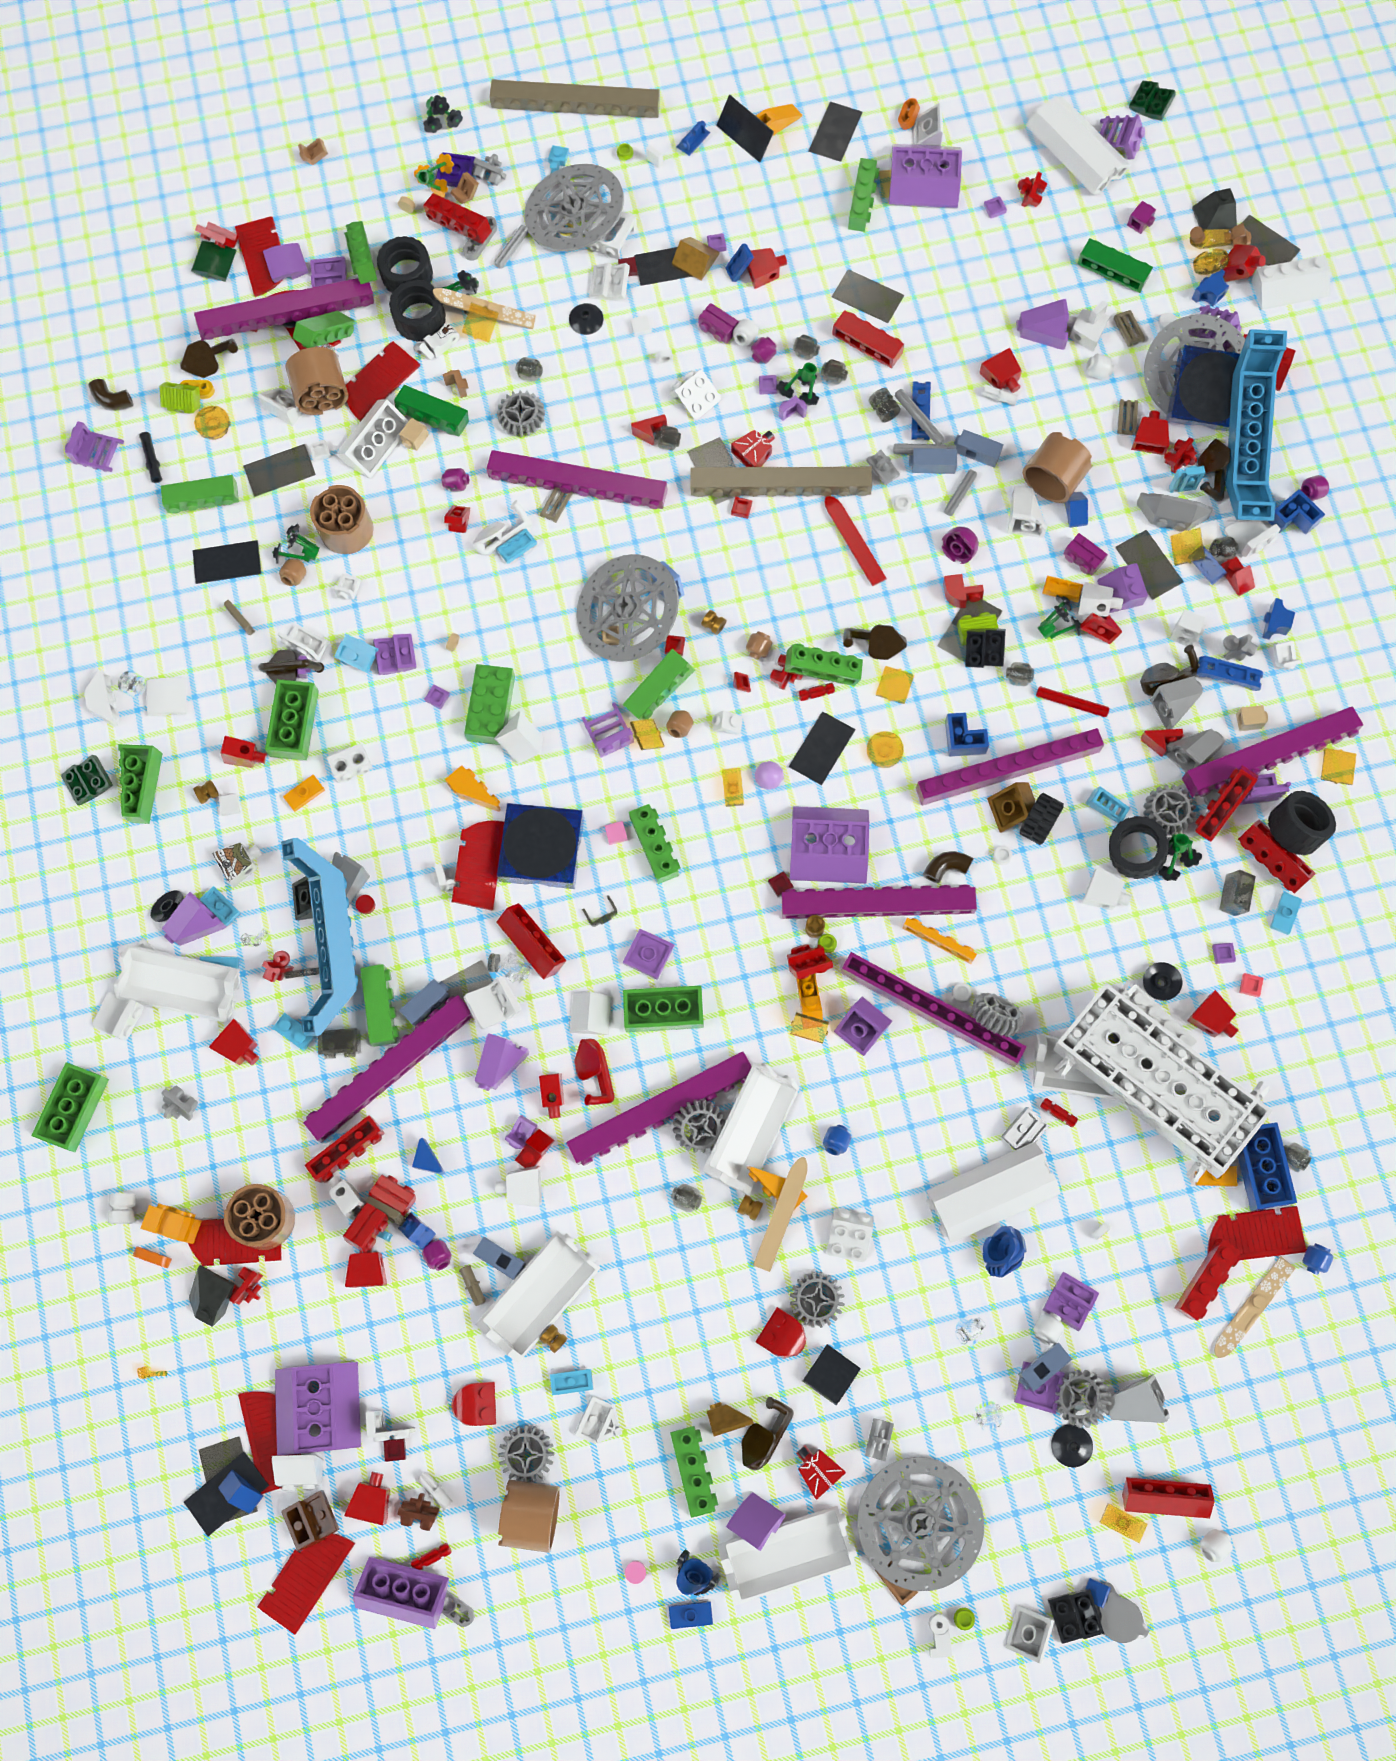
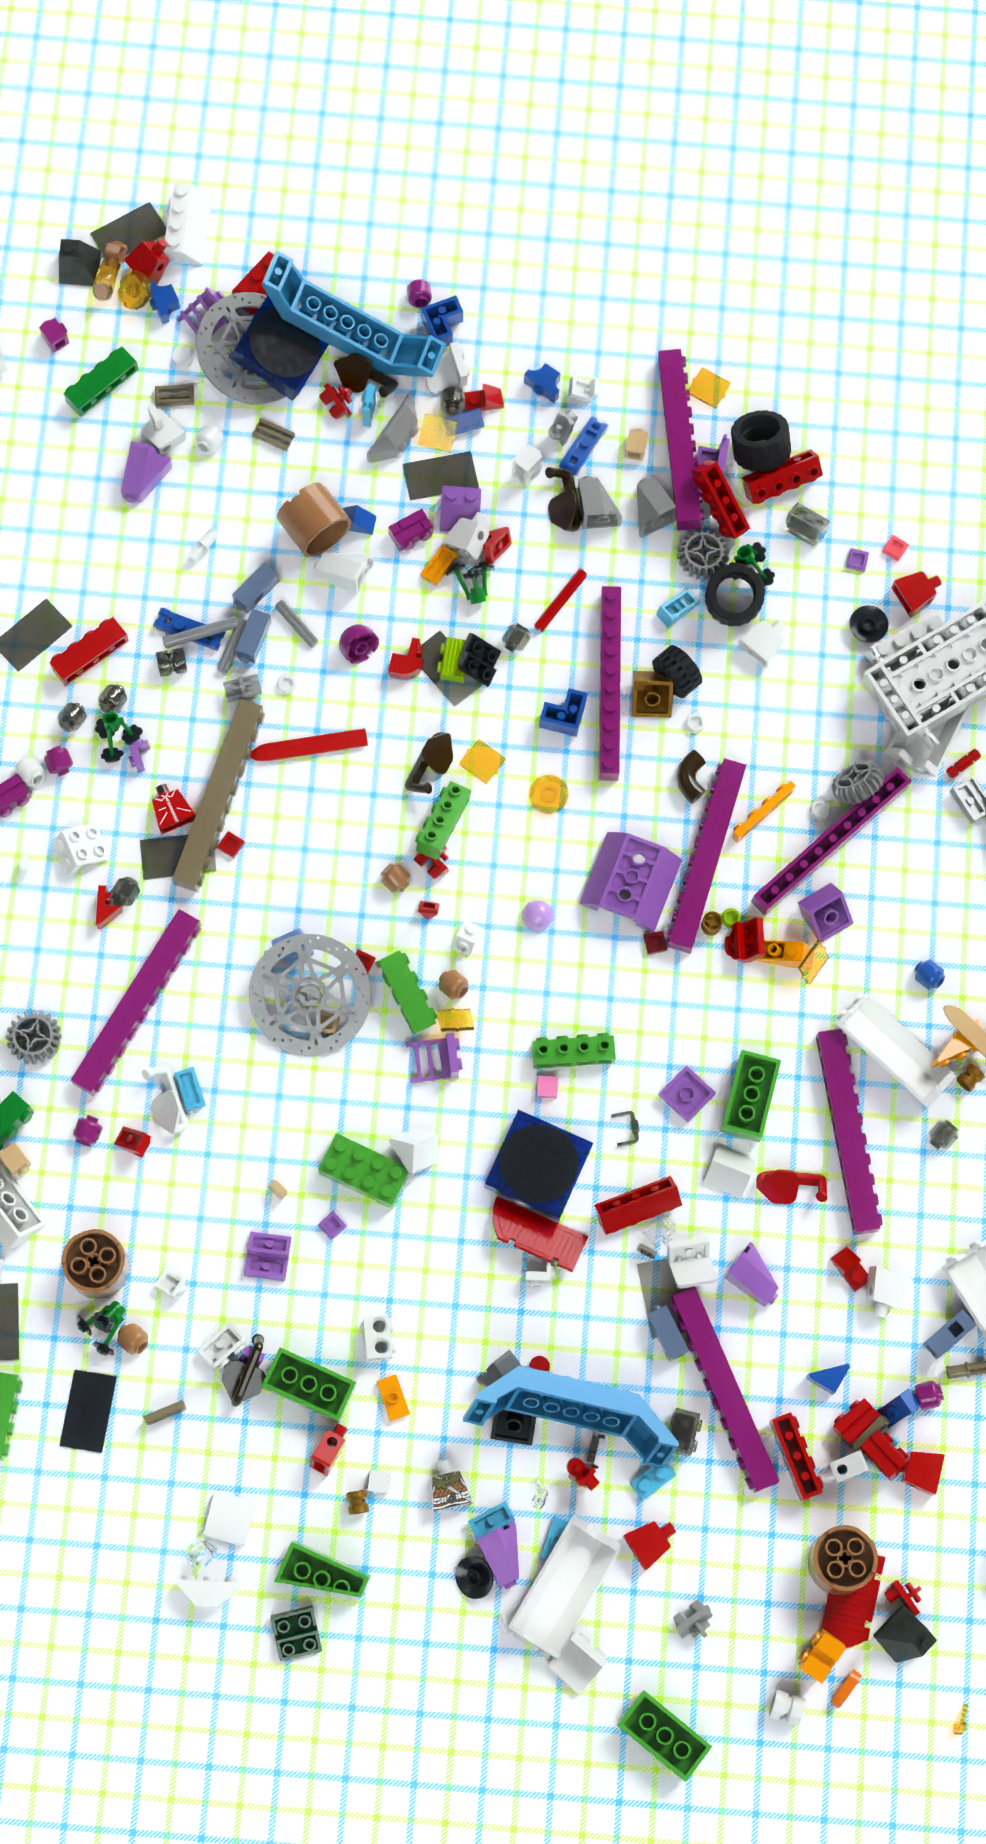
camera: 80 degrees left, 0 degrees up
(356, 653) = (254, 1295): medium azure plate -> none
(378, 1005) = (656, 1380): bright green brick -> none
(467, 788) = (447, 1222): light orange slope -> none
(521, 1132) = (831, 1275): medium lavender bracket -> none
(550, 516) = (165, 1045): dark tan tile -> none
(552, 1084) = (801, 1231): red torso -> none
(705, 1111) = (879, 1098): light grey gear -> none
(713, 622) = (353, 914): pearl gold wheel -> none
(733, 787) = (538, 954): clear yellow plate -> none
(767, 384) = (98, 771): medium lavender tile -> none
(816, 691) = (464, 838): red axle -> none
(822, 748) = (525, 854): black piece -> none
(1002, 371) = (177, 533): red torso -> none
(1152, 435) = (304, 419): red torso -> none
(1158, 738) = (629, 536): red slope -> none
(1286, 913) = (837, 490): medium azure plate -> none

